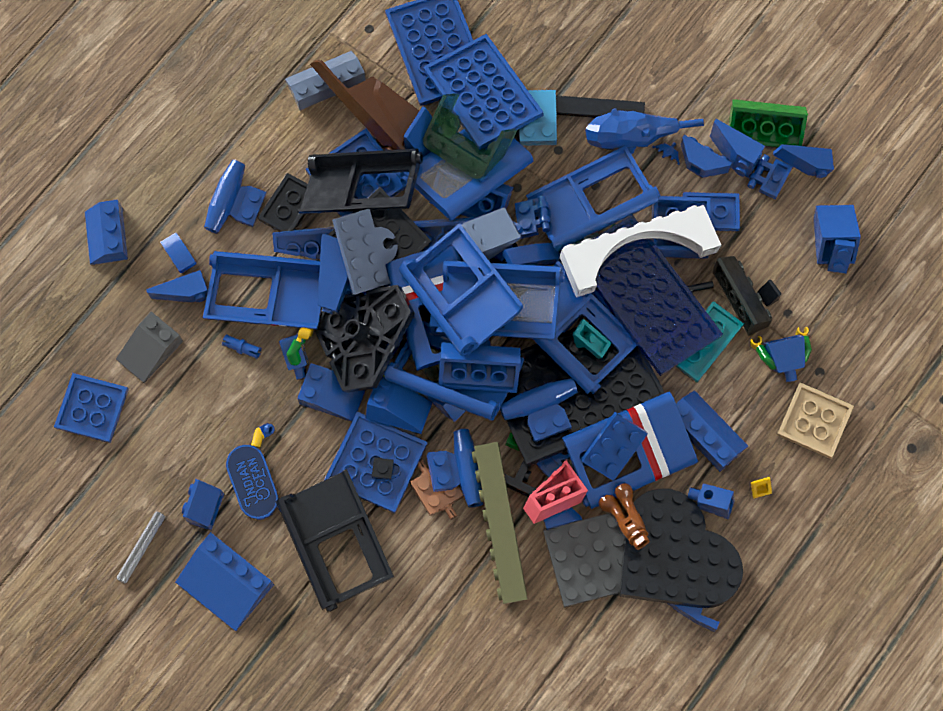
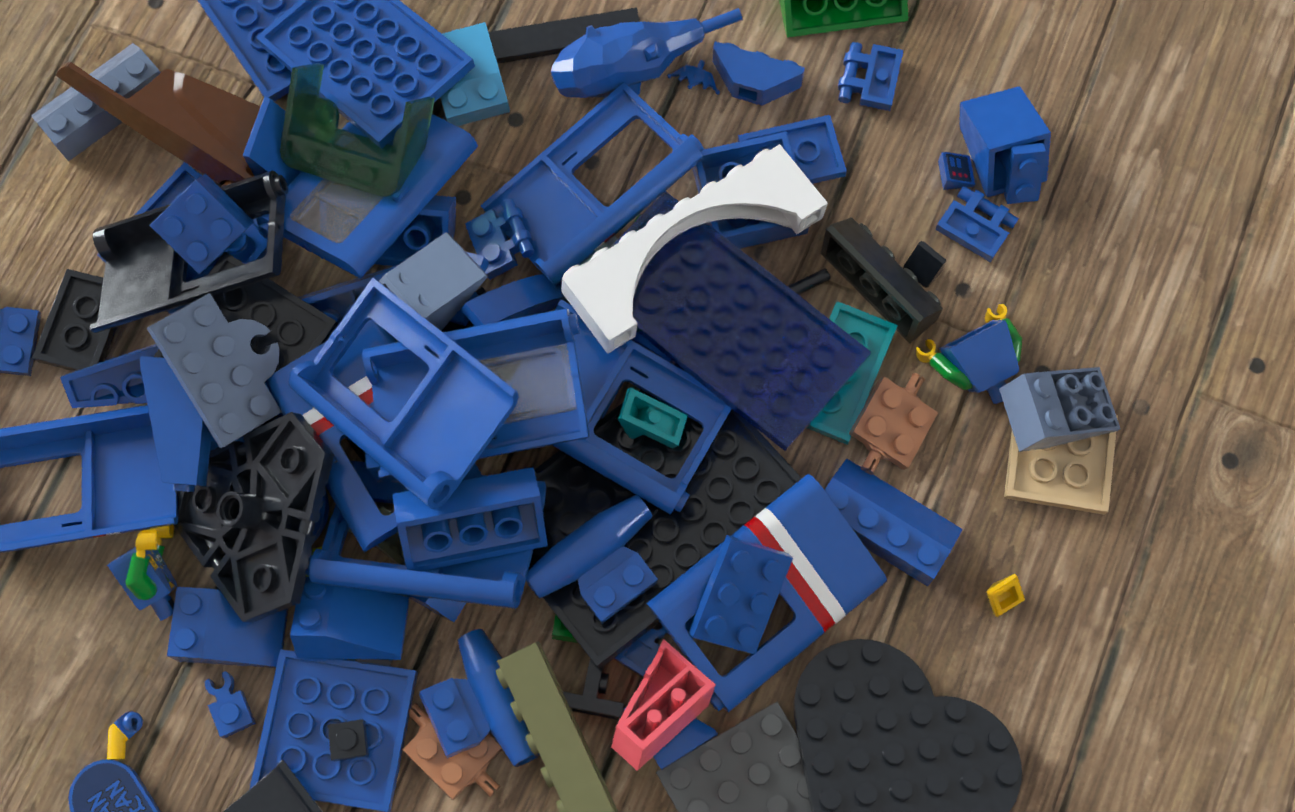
camera: 15 degrees left, 0 degrees up
(241, 346) = (52, 587): blue pin -> none
(321, 437) = (231, 710): none -> blue plate
(372, 168) = (201, 223): none -> blue brick
(633, 525) = (810, 726): dark orange piece -> none
(720, 502) = (946, 642): blue torso -> none
(725, 377) = (893, 423): none -> nougat plate
(737, 147) = (805, 39): blue slope -> none
(803, 244) = (955, 171): none -> slope
(803, 281) = (972, 229): none -> blue plate
(809, 160) = (923, 32): blue slope -> none
(820, 392) = (1058, 407): none -> sand blue slope

